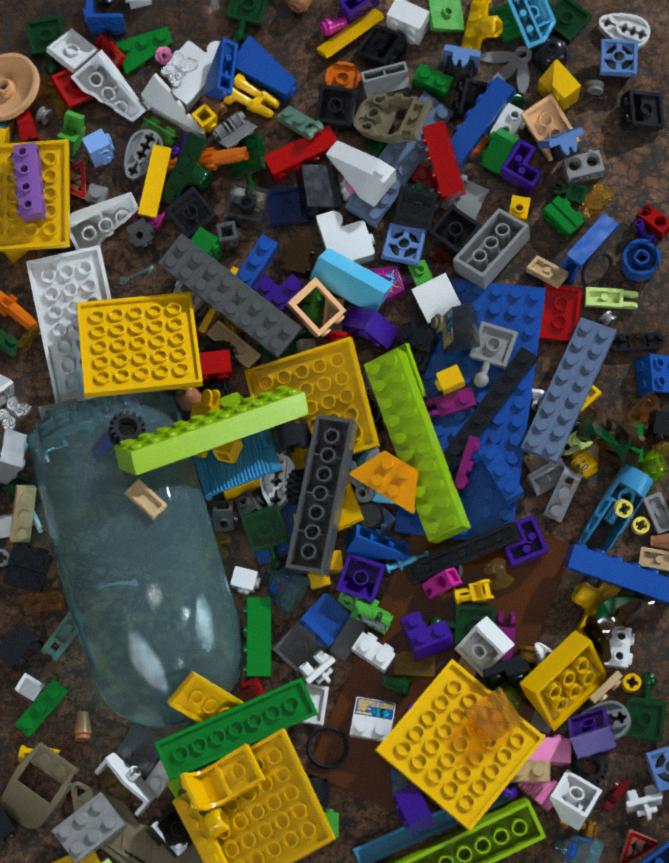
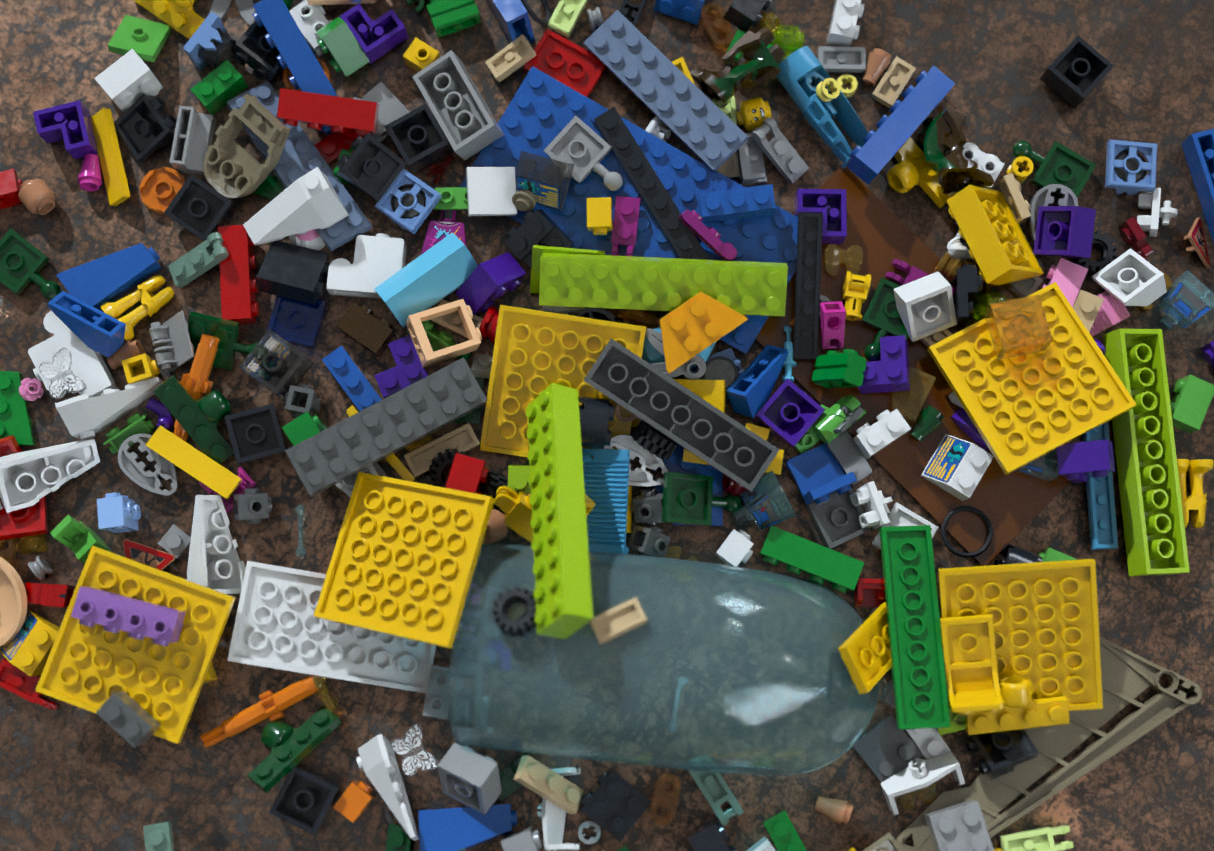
camera: 75 degrees left, 5 degrees up
(408, 600) = (839, 369): none -> green brick

